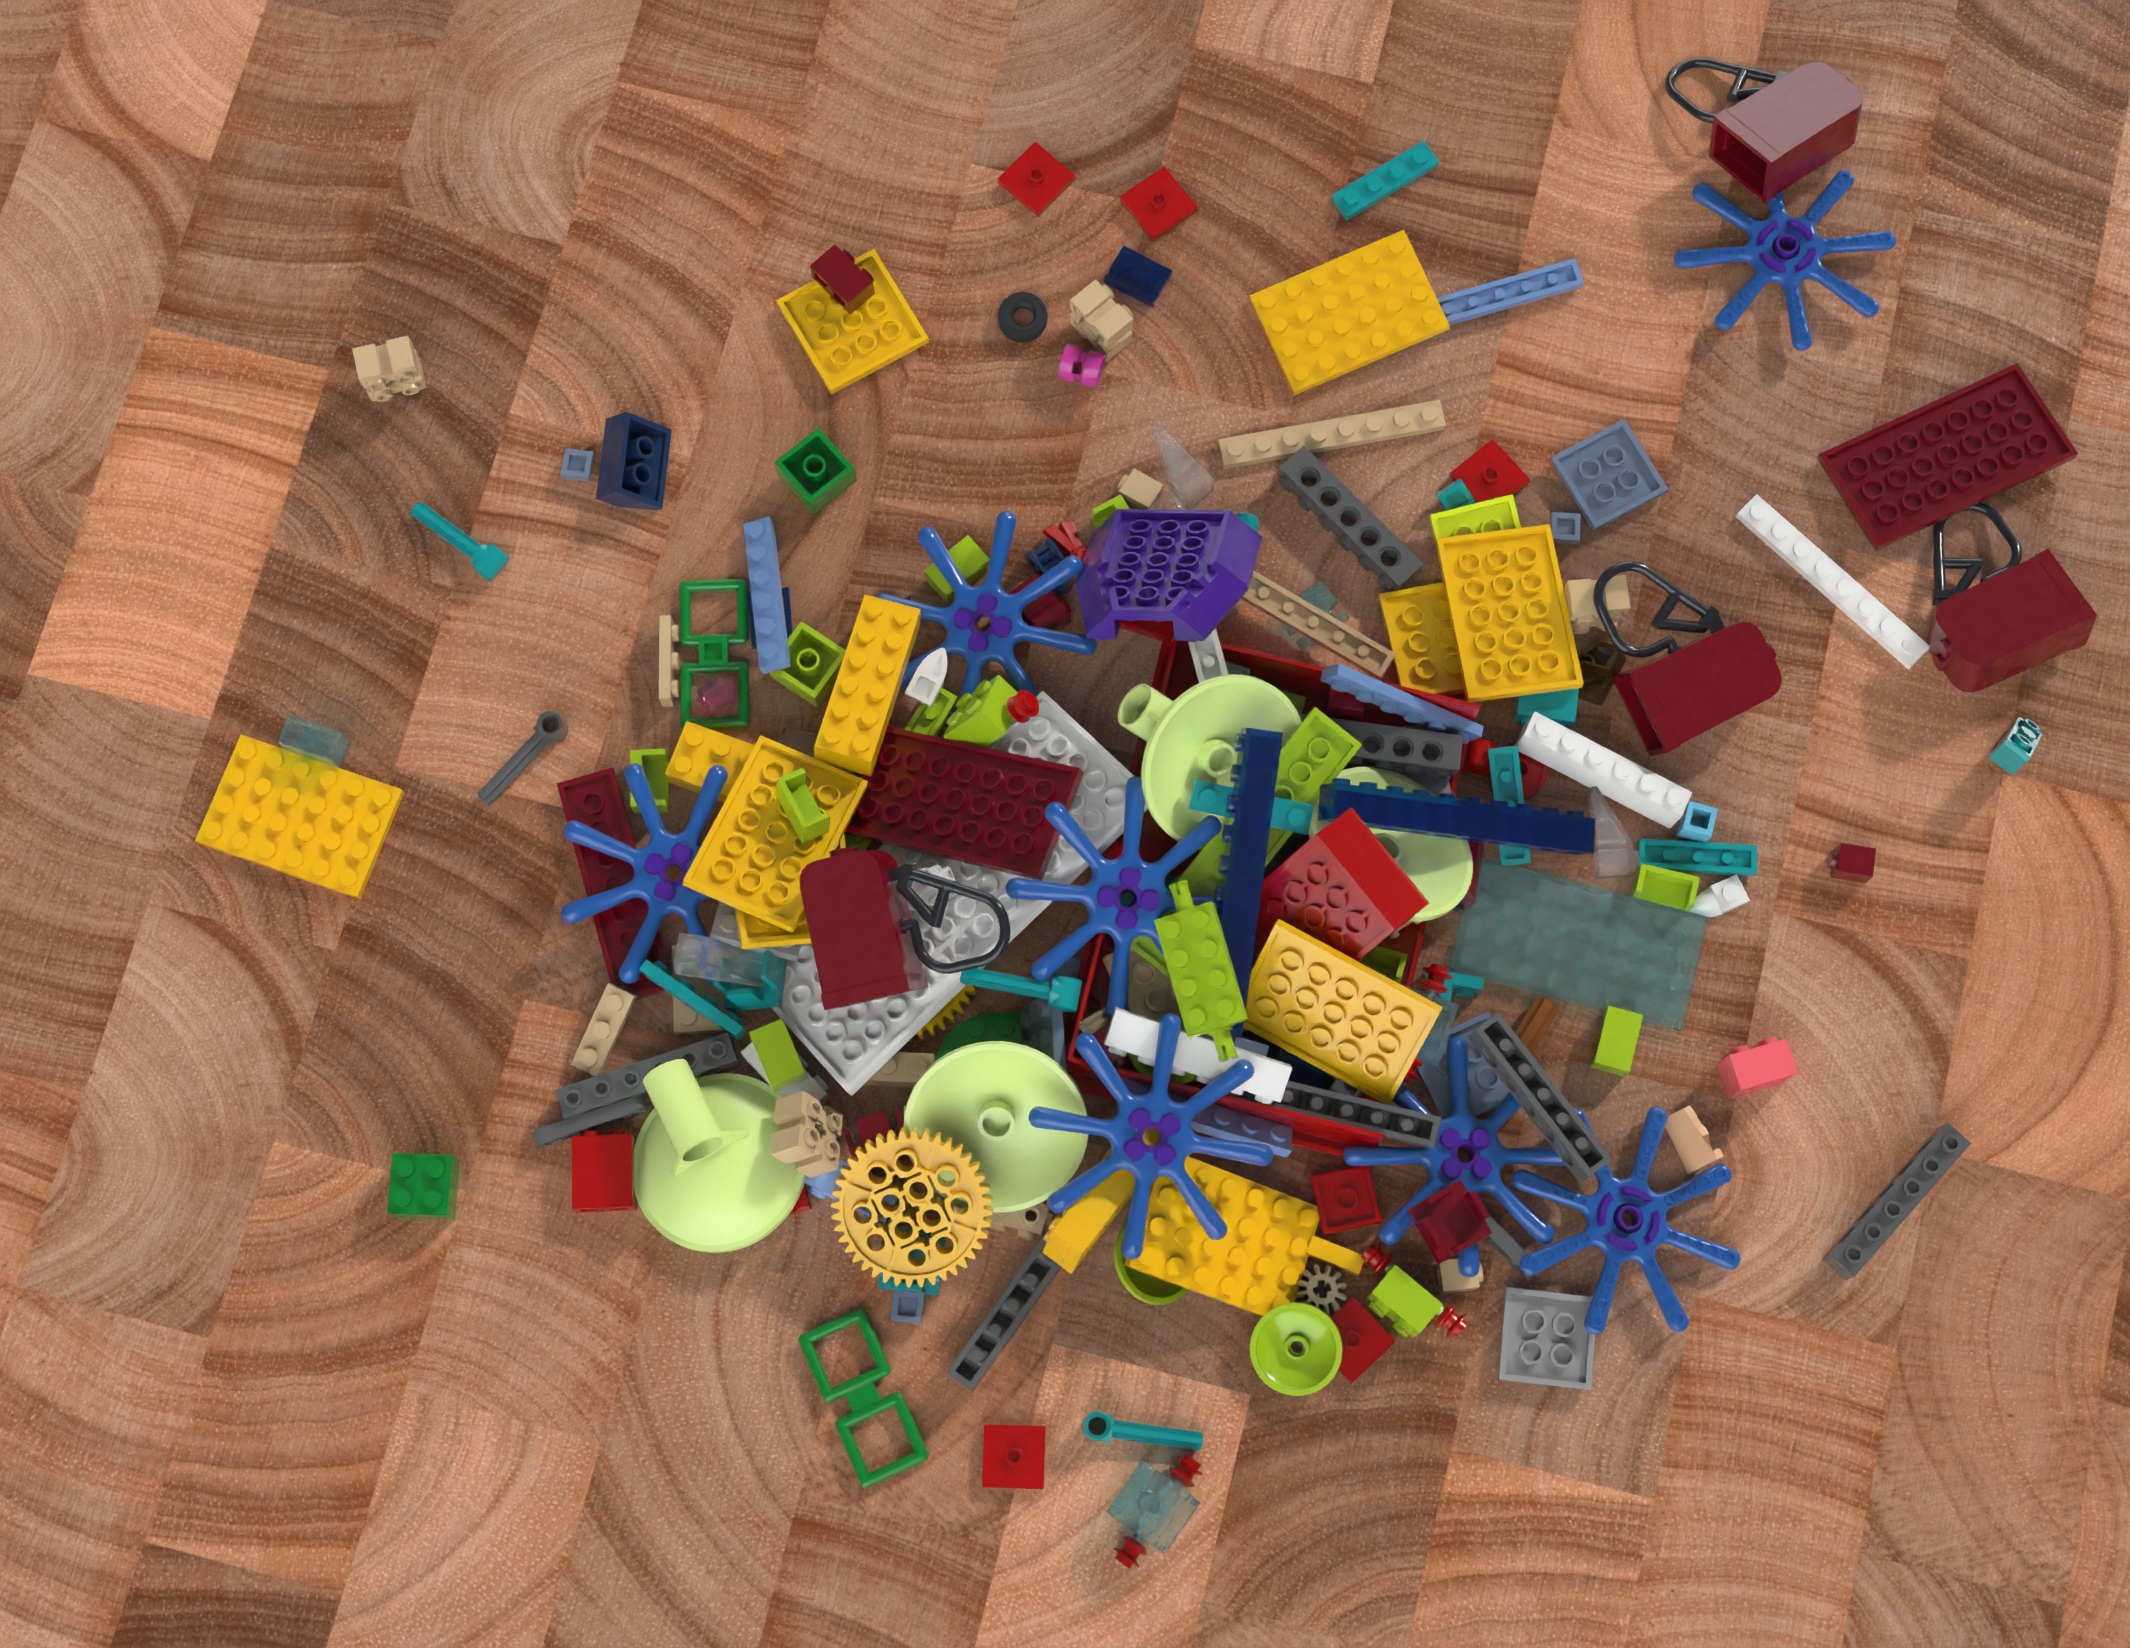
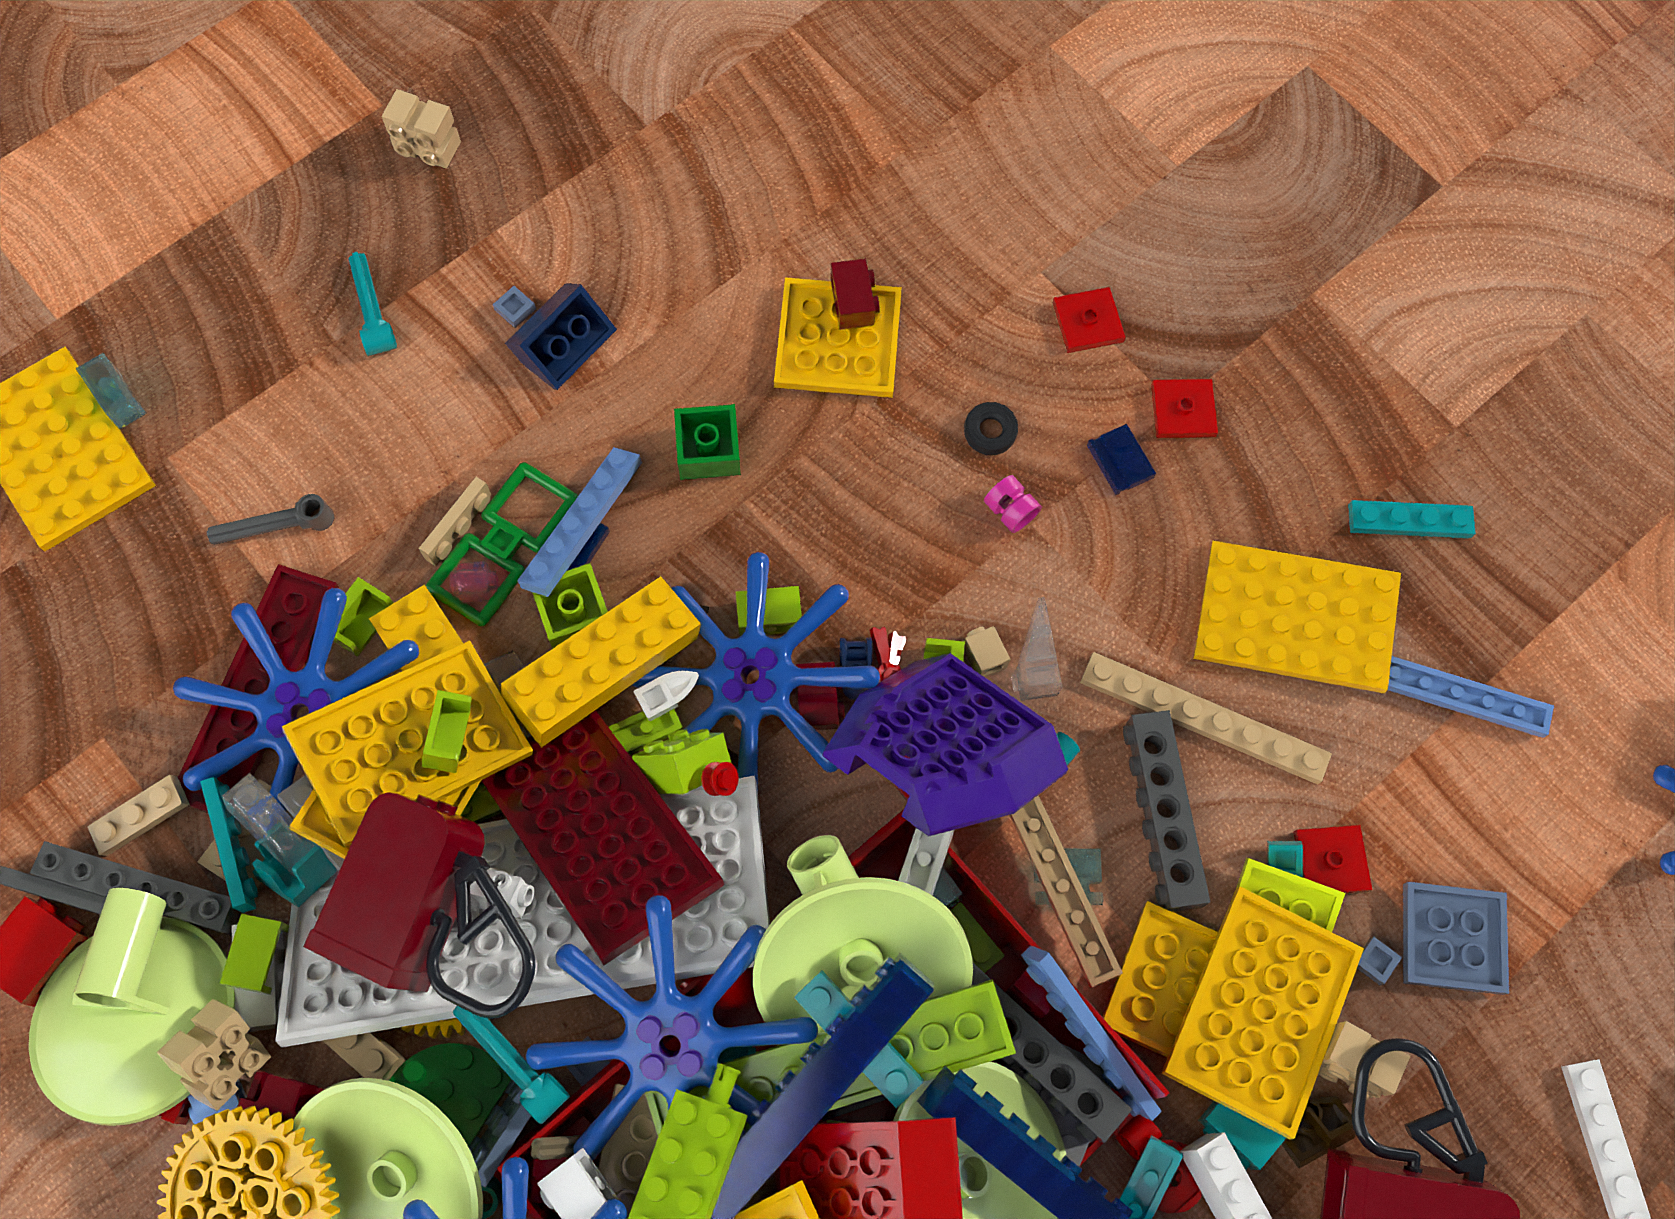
camera: 30 degrees right, 5 degrees down
(1101, 319) = (1059, 474): tan brick -> none

